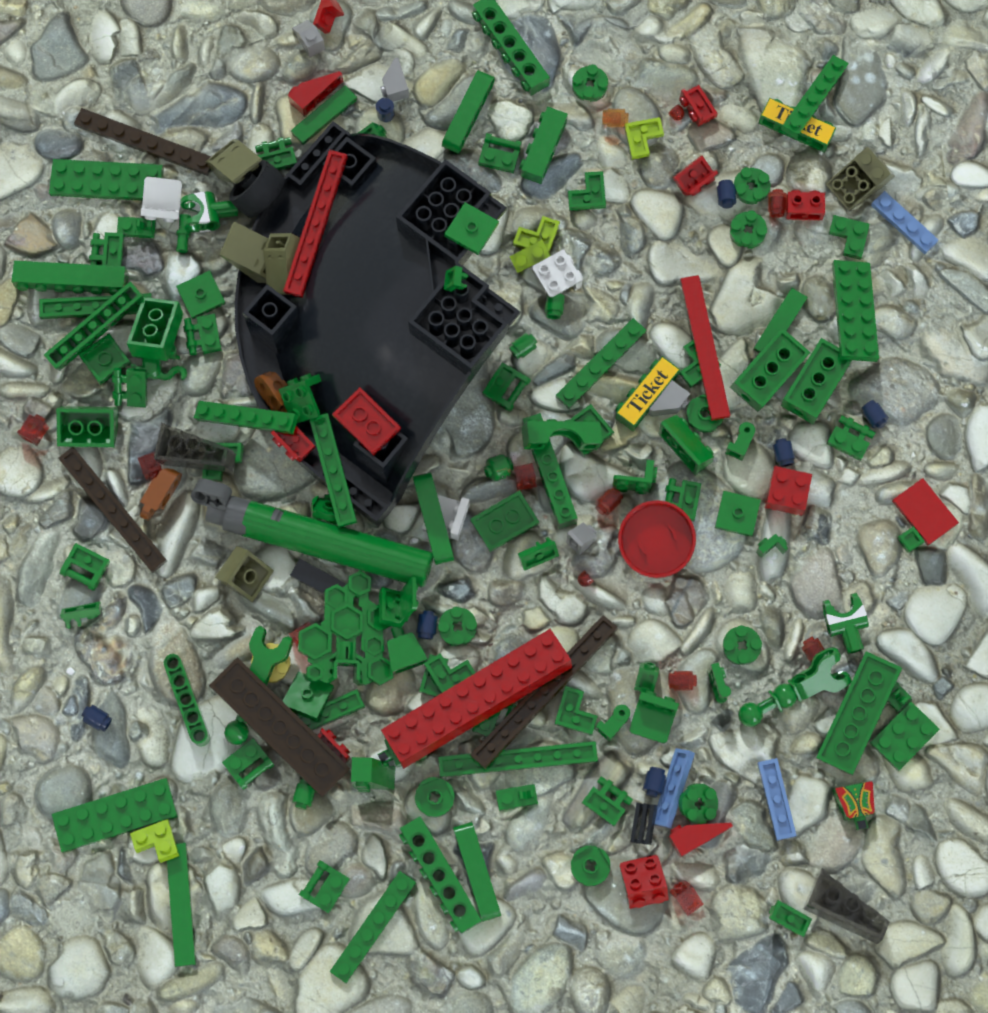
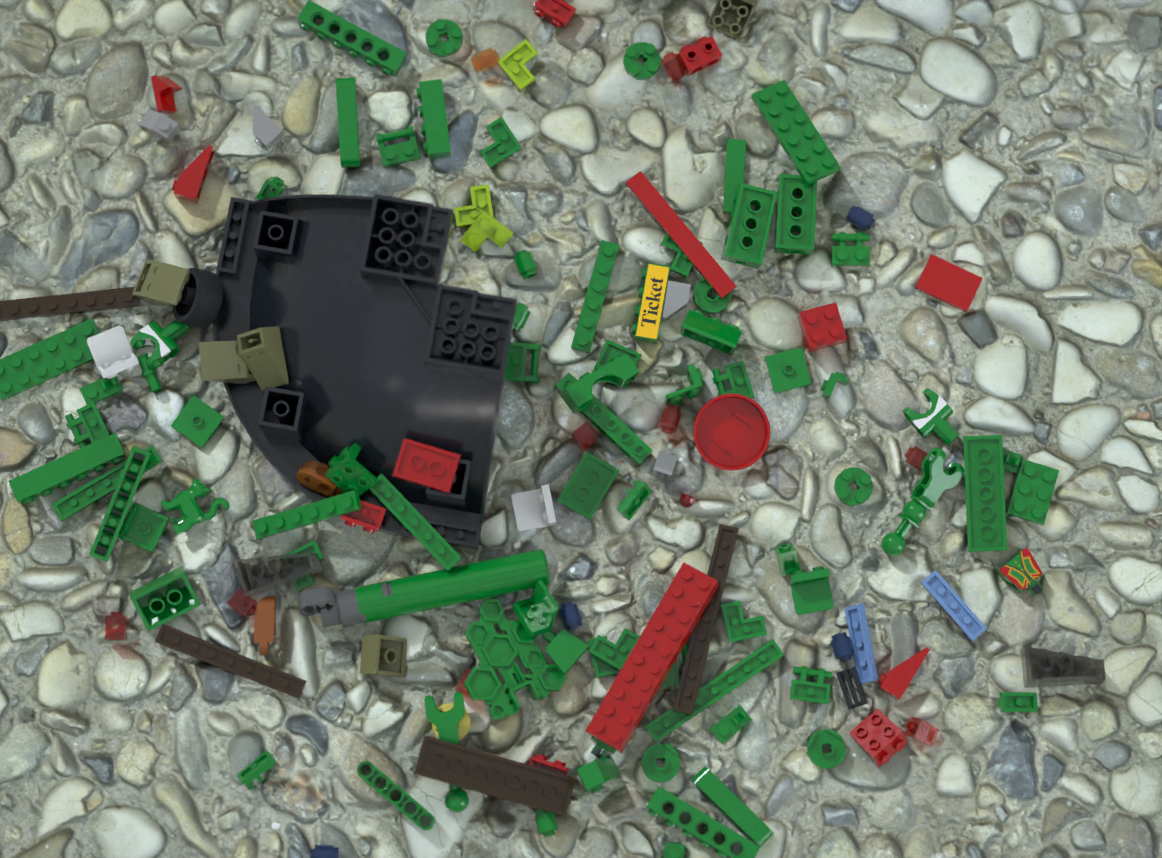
camera: 35 degrees left, 5 degrees up
(88, 561) = (235, 720): green plate -> none
(136, 387) = (189, 538): green plate -> none
(155, 328) = (179, 477): green brick -> none
(208, 333) = (225, 453): green plate -> none
(243, 759) = (475, 818): green plate -> none
(281, 158) = (196, 258): green plate -> none
(307, 696) = (501, 735): green plate -> none
(314, 577) = (448, 625): black tile -> none
(315, 223) = (277, 306): red tile -> none
(323, 509) = (422, 563): green plate -> none
(324, 115) = (215, 193): green tile -> none
(336, 709) = (529, 734): green tile -> none
(385, 109) = (271, 160): dark blue brick -> none
(433, 518) = (524, 517): green beam -> none
(453, 279) = (445, 302): green tile -> none
(457, 637) = (604, 611): green plate -> none
(471, 228) = (434, 247): green plate -> none
(498, 467) = (556, 440): green head -> none
(558, 274) = (514, 235): white bracket -> none
(615, 722) = (781, 613): green leg -> none
(677, 112) = (539, 26): clear red hinge -> none
(682, 680) = (819, 545): clear red brick -> none
(694, 176) = (587, 79): red bracket -> none
(709, 803) = (899, 642): green plate -> none
(717, 676) = (848, 527): green plate -> none
(726, 194) = (623, 80): dark blue brick -> none
(745, 435) = (758, 298): green leg -> none
(752, 220) = (658, 93): green plate -> none
(783, 452) = (799, 294): dark blue brick -> none
(853, 231) = (757, 59): green plate -> none
(904, 222) = (795, 25): medium blue plate -> none
(910, 539) = (949, 314): green tile -> none

